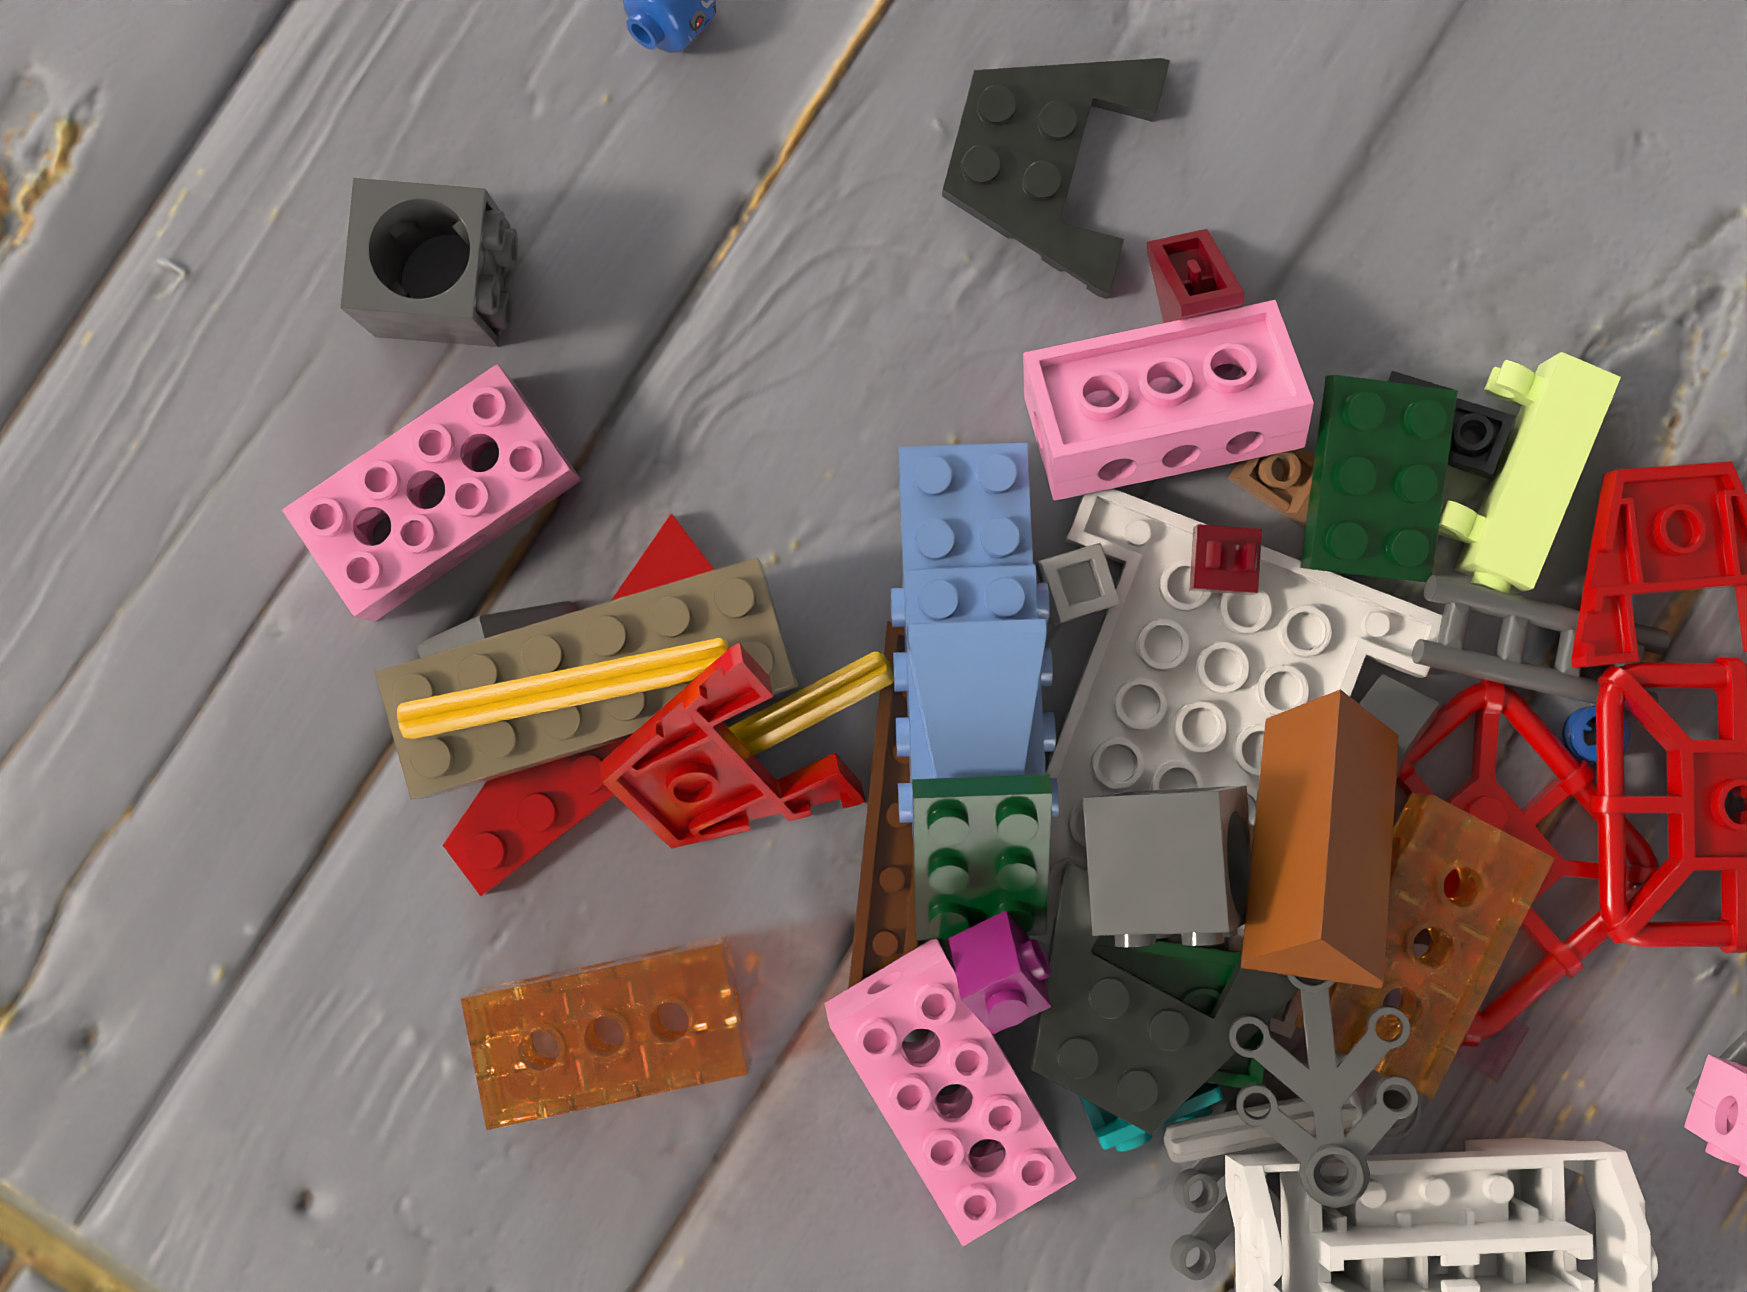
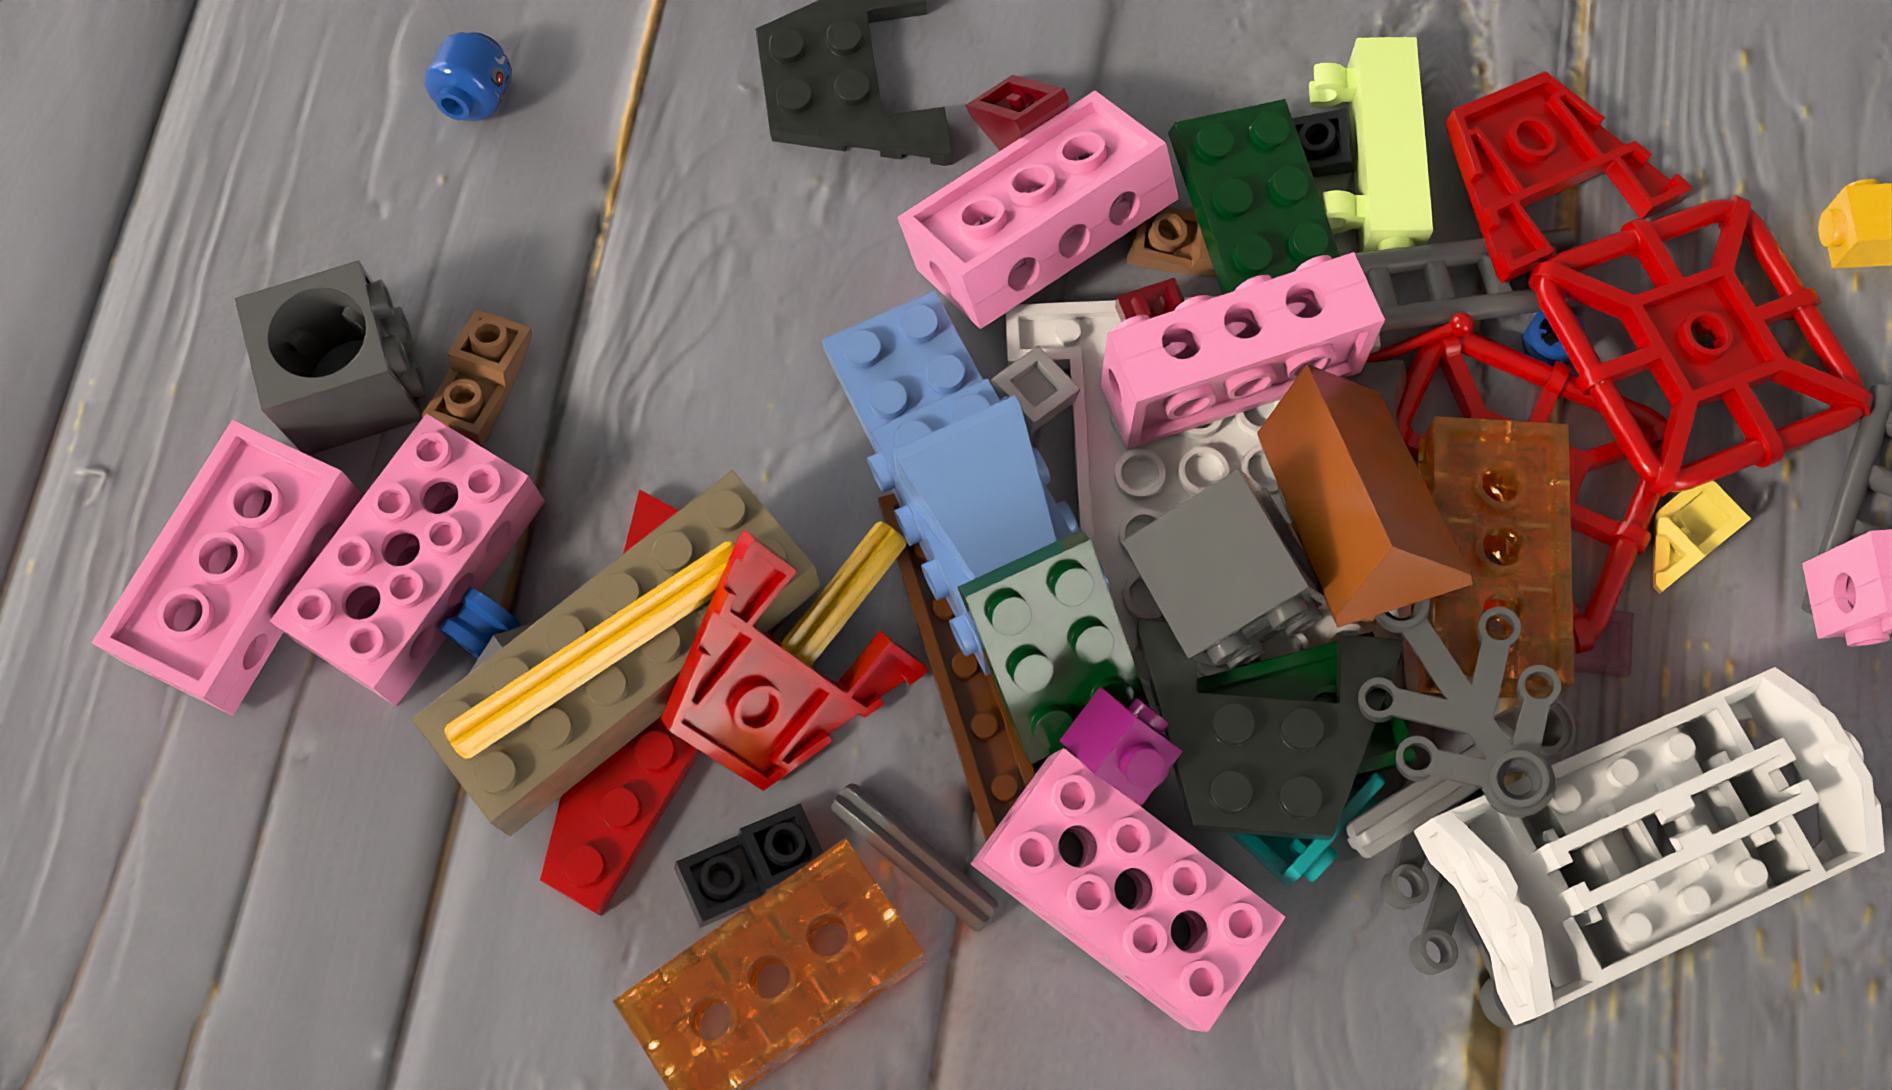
camera: 20 degrees left, 15 degrees down
(225, 426) = (226, 566): none -> bright pink brick
(473, 584) = (477, 622): none -> blue wheel
(565, 331) = (481, 375): none -> medium nougat slope
(633, 911) = (748, 865): none -> black slope
(780, 966) = (915, 857): none -> dark grey axle
(1387, 634) = (1242, 366): none -> bright pink brick
(1510, 692) = (1460, 325): none -> red hinge
(1621, 977) = (1690, 530): none -> light yellow slope

